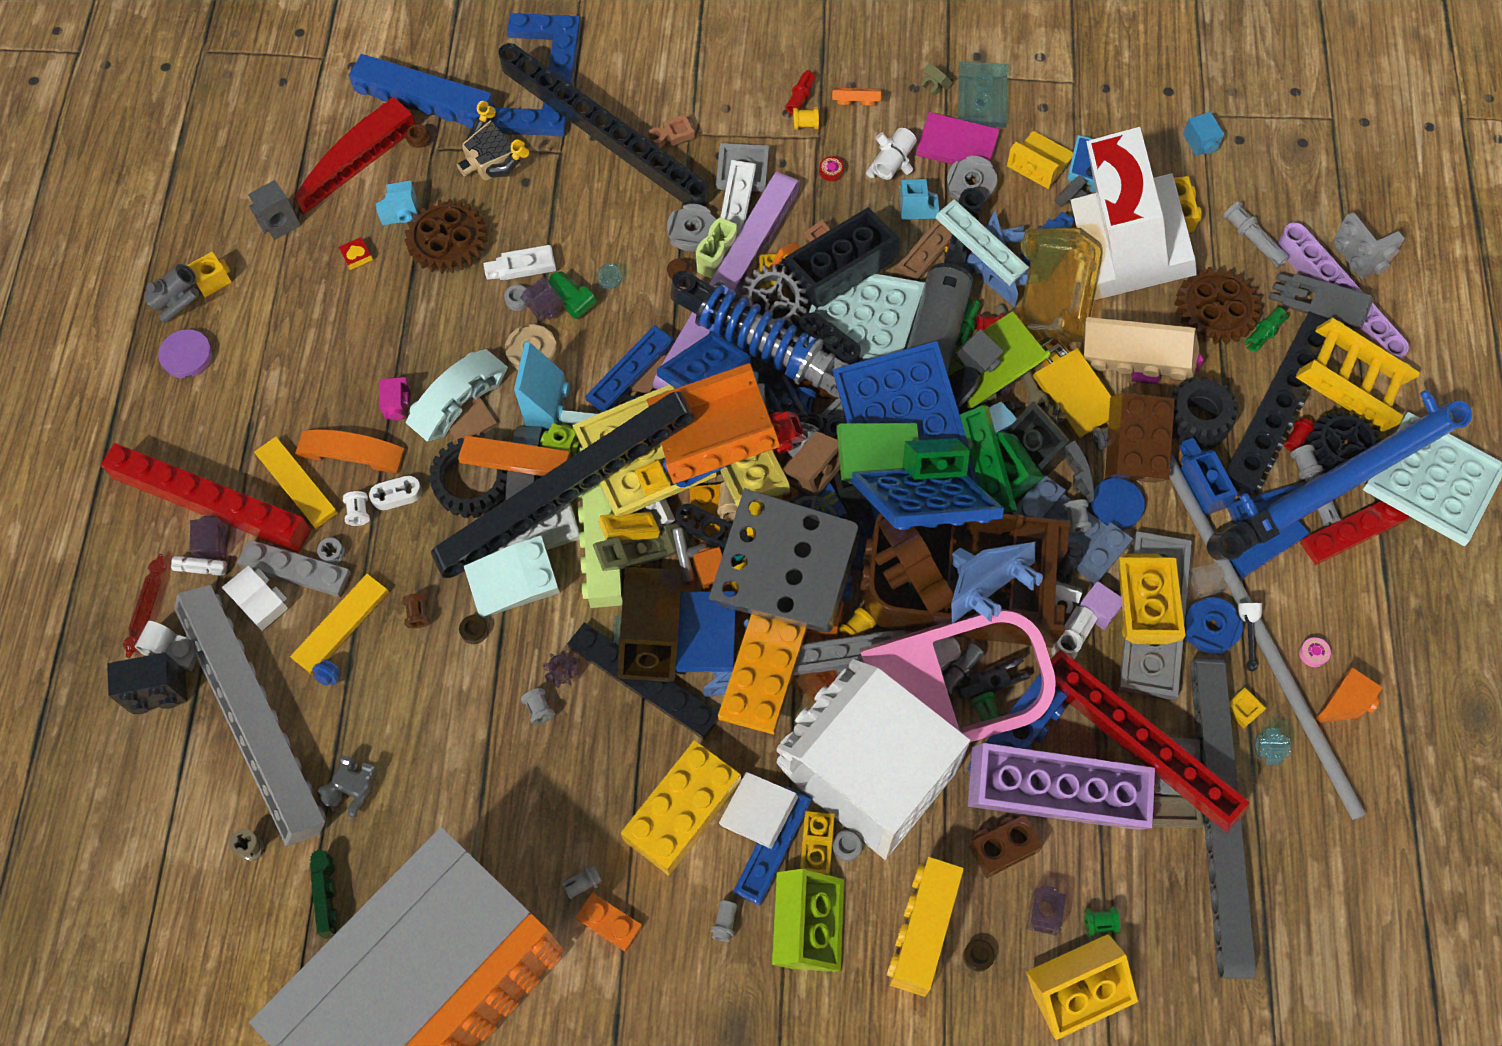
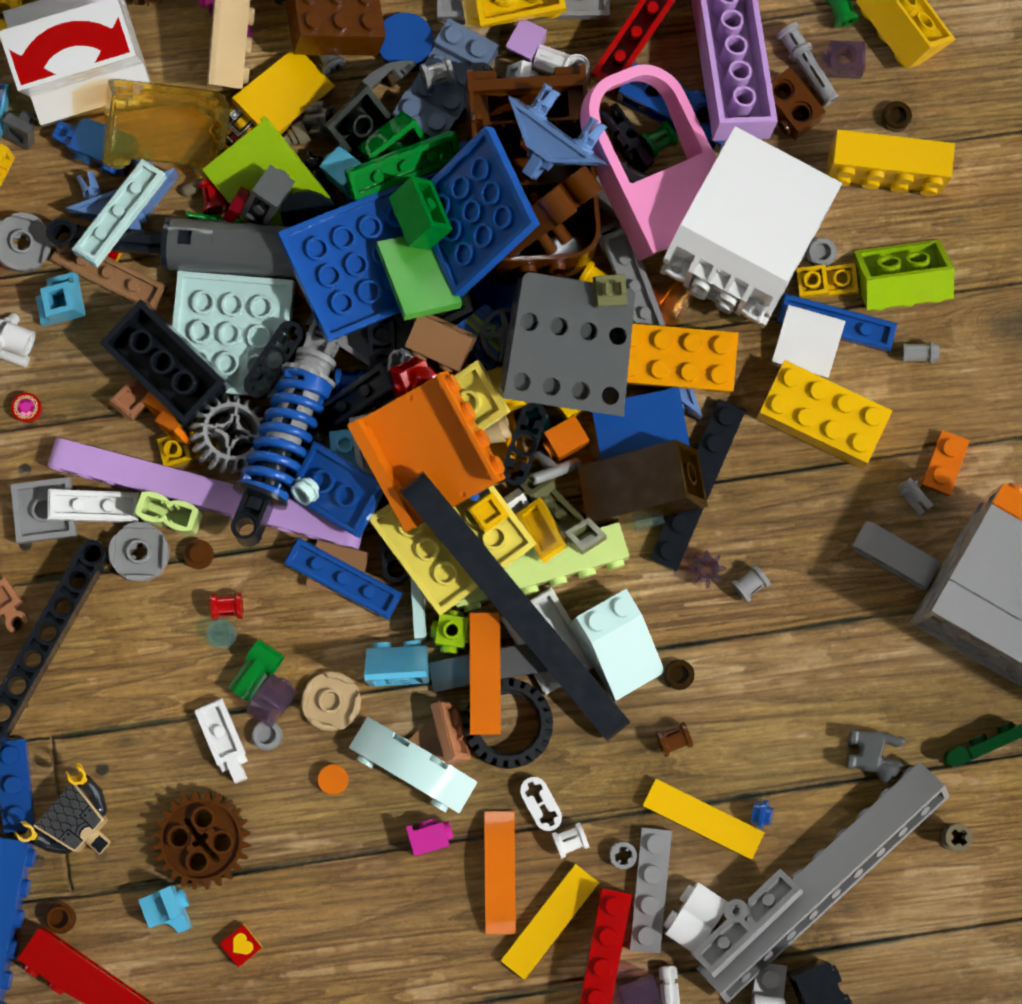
camera: 105 degrees left, 15 degrees up
(231, 630) = (746, 922): none -> light grey hinge
(466, 339) = (333, 779): none -> orange tile
(475, 425) = (450, 732): none -> nougat plate
(528, 849) = (896, 555): none -> light grey beam
(630, 282) = (226, 606): none -> red bush
(706, 337) = (305, 490): none -> light aqua plate
(828, 600) = (610, 291): none -> olive tile
(971, 327) = (236, 205): none -> dark red tile
(1060, 868) = (797, 53): none -> light grey pin

